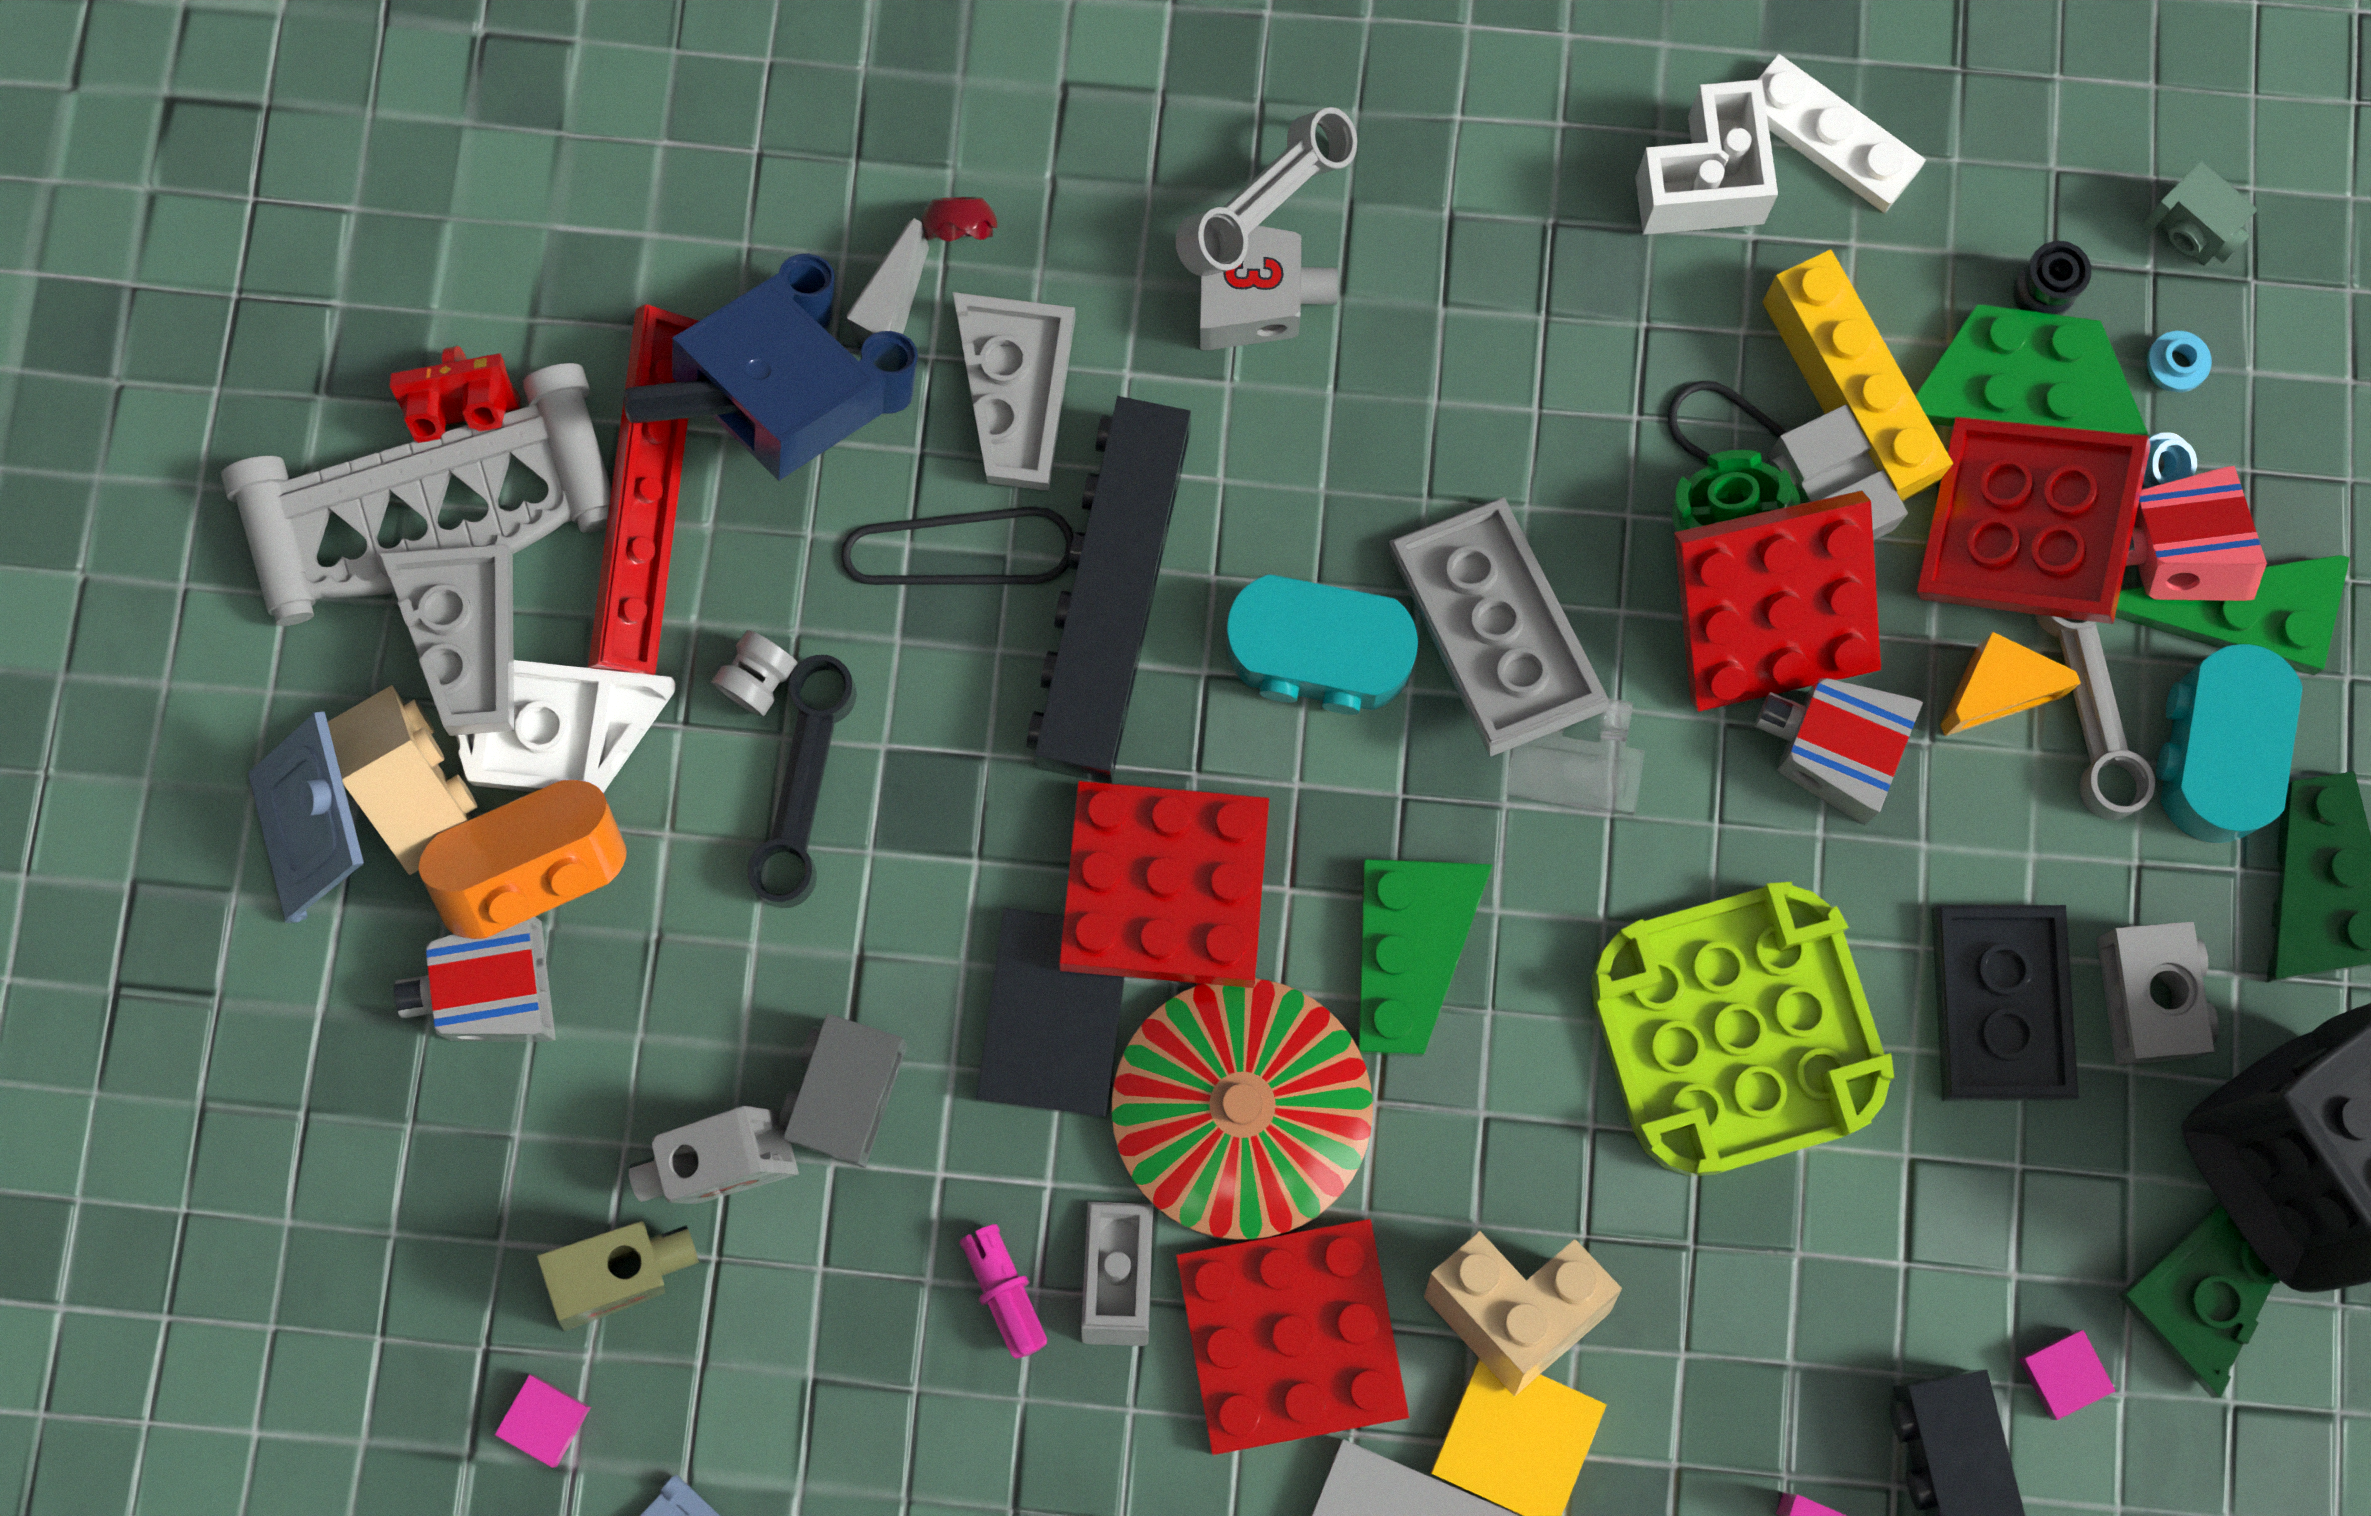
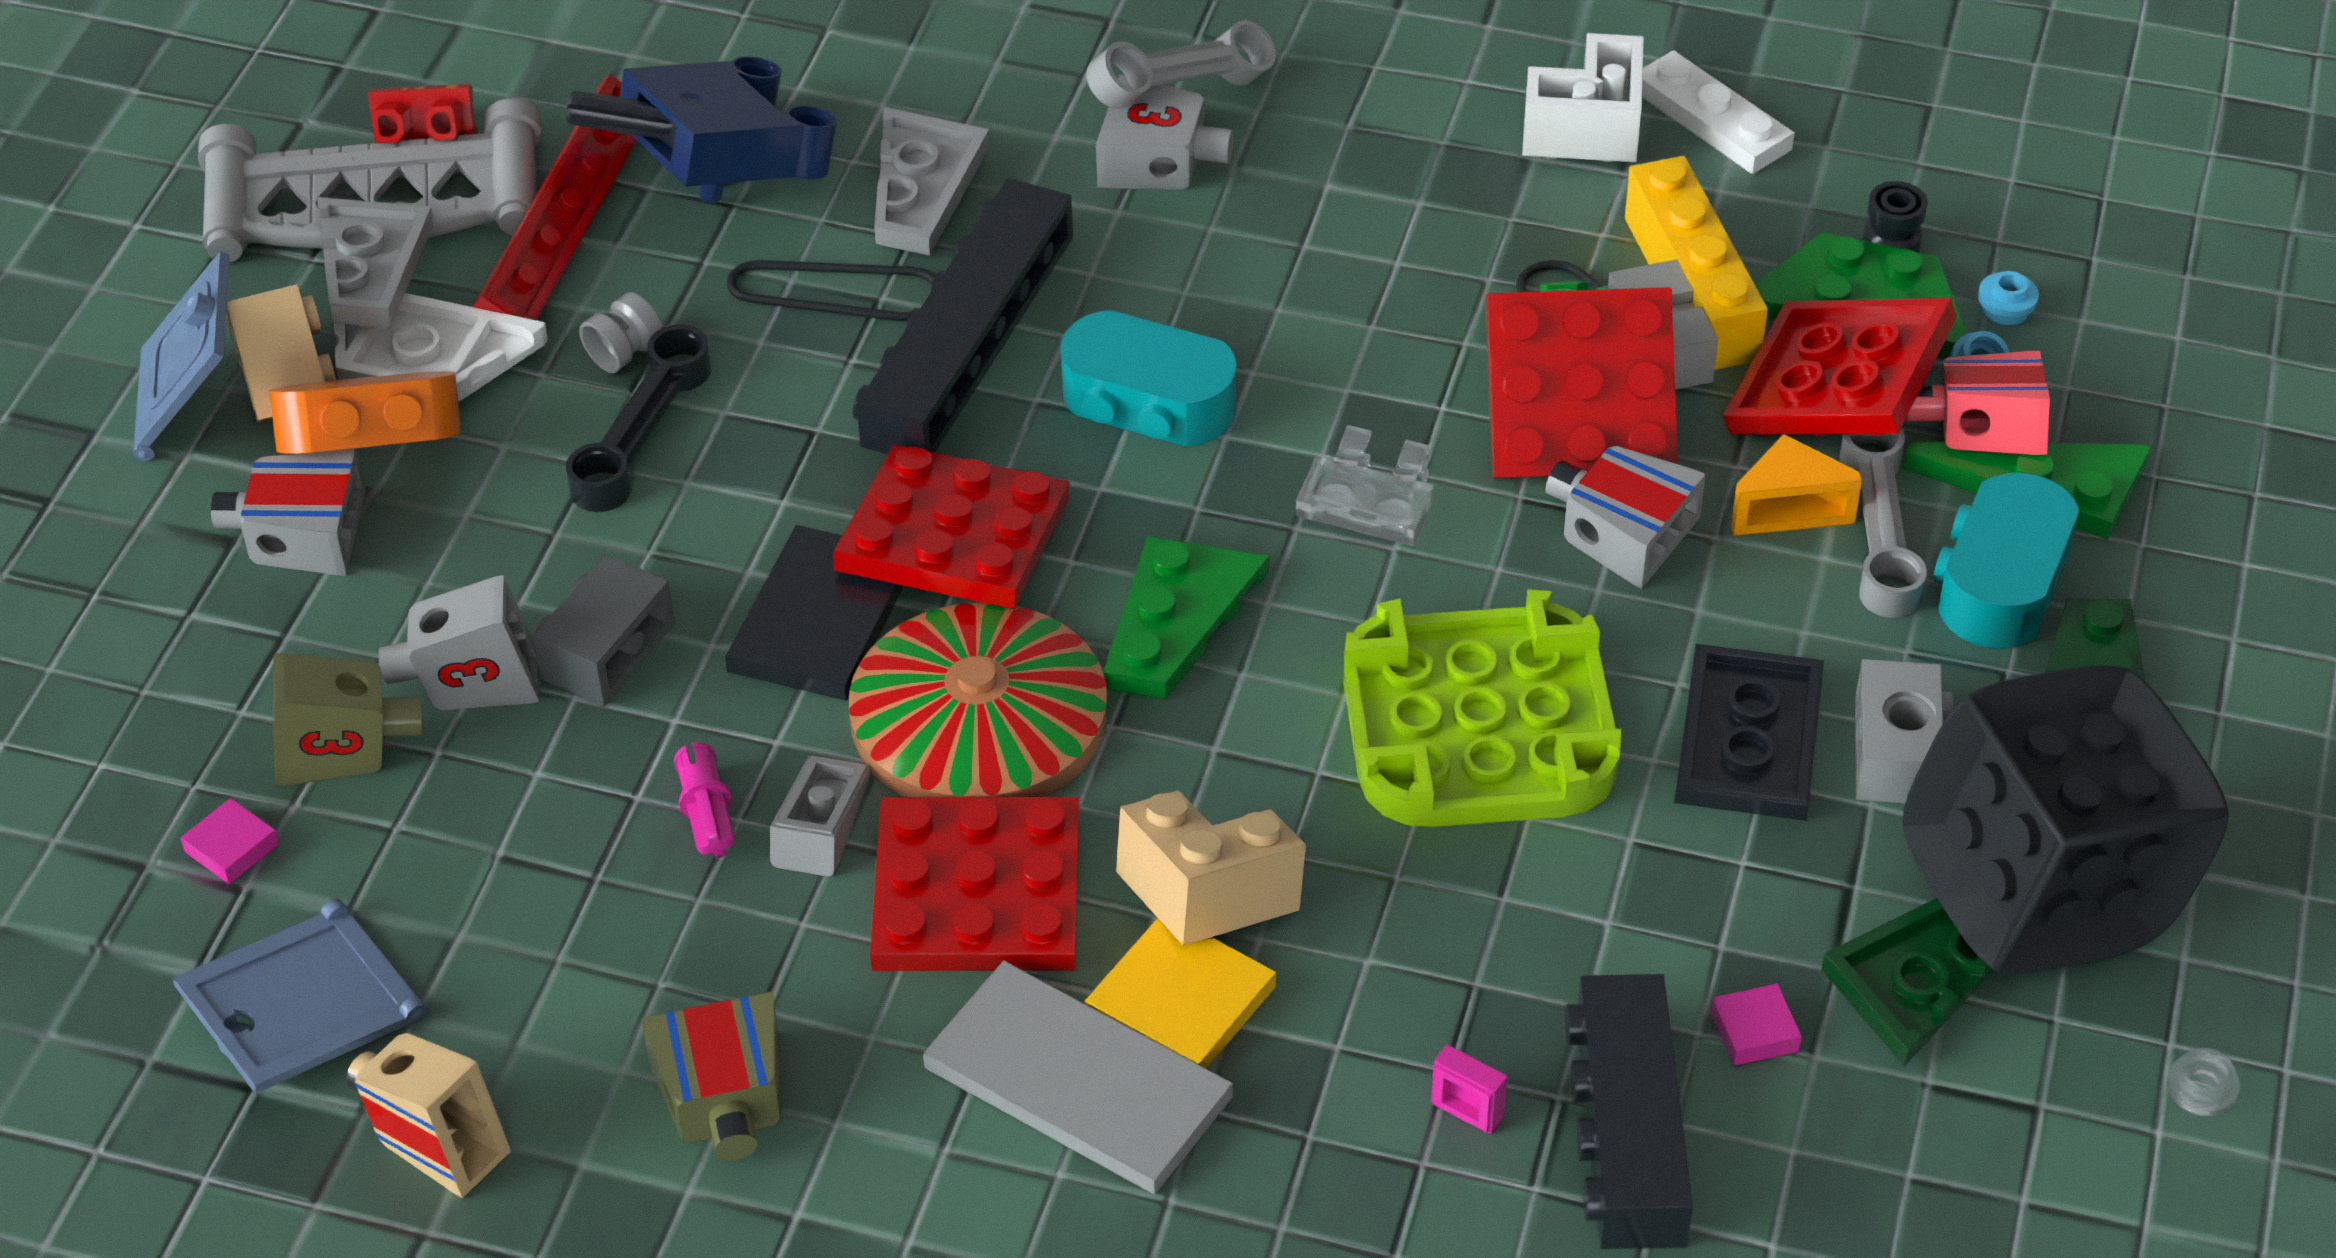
camera: 10 degrees right, 30 degrees down
(891, 290) = (839, 89): light grey slope -> none
(958, 217) = (903, 61): dark red plate -> none
(1498, 626) = (1316, 382): light grey tile -> none
(2203, 216) = (2044, 194): sand green brick -> none

